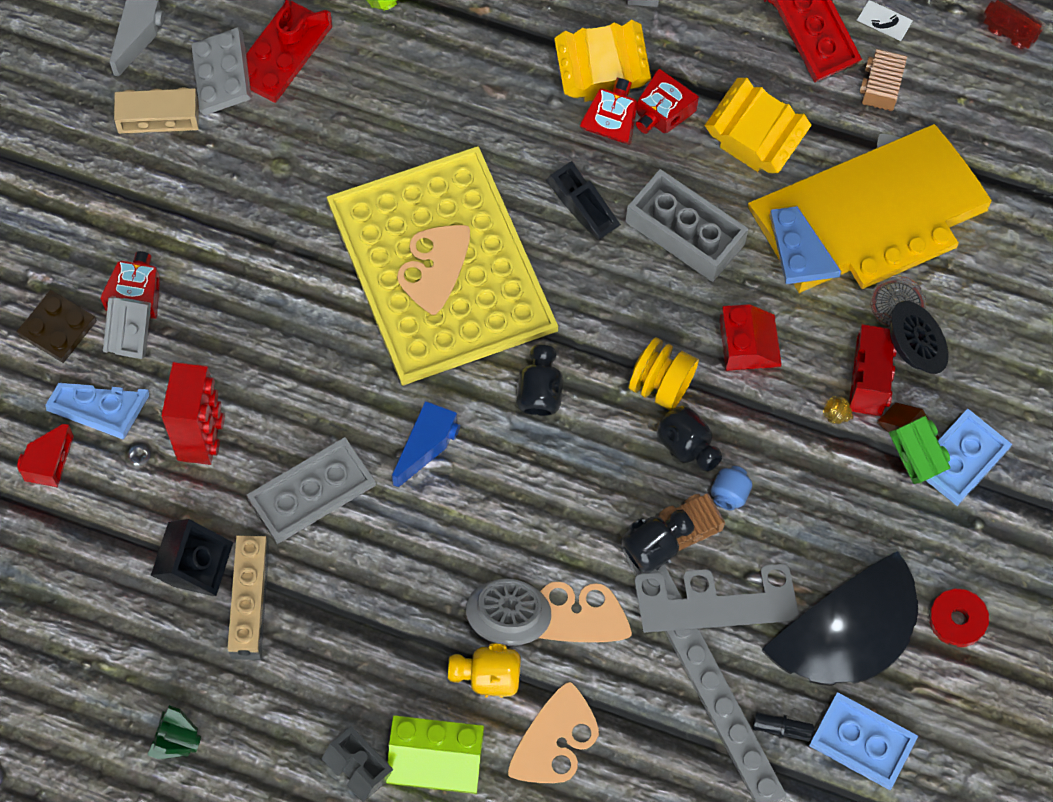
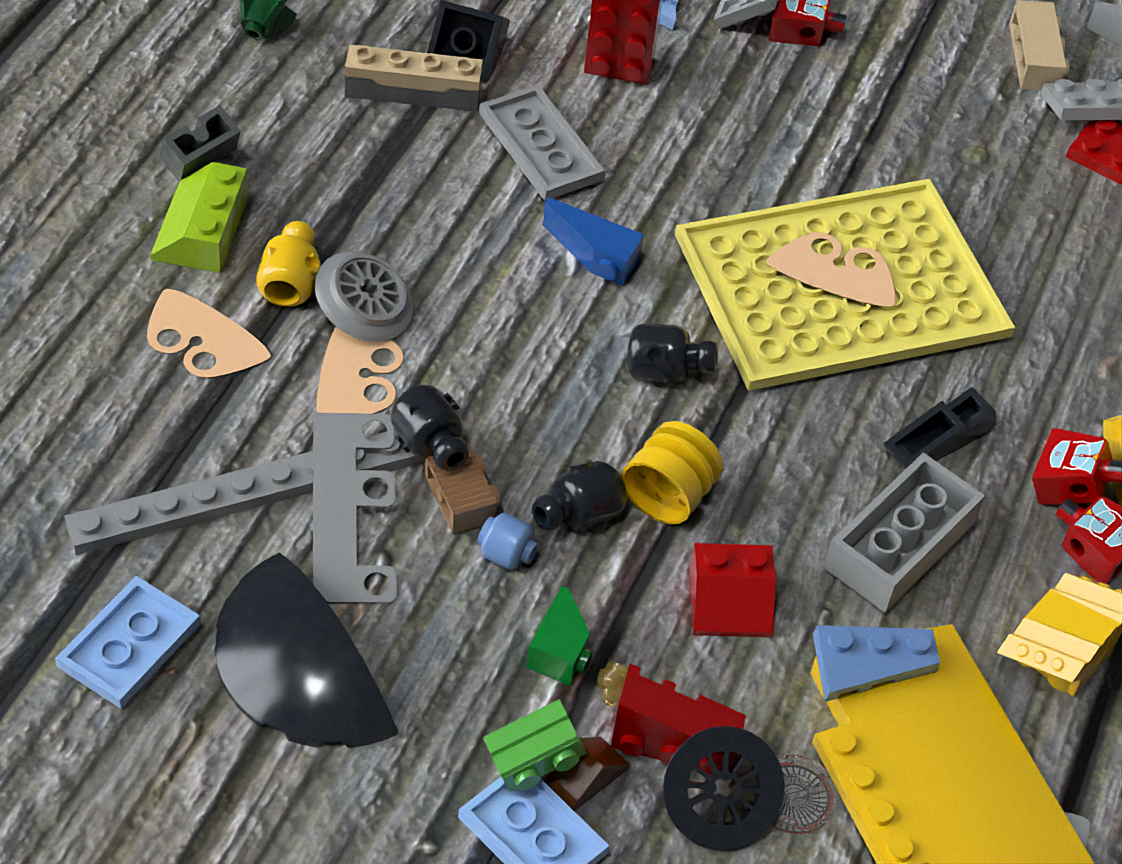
camera: 90 degrees right, 15 degrees down
(783, 726) = (168, 554): black axle -> none
(810, 446) = (561, 641): none -> green slope
(959, 601) = (286, 768): red tile -> none

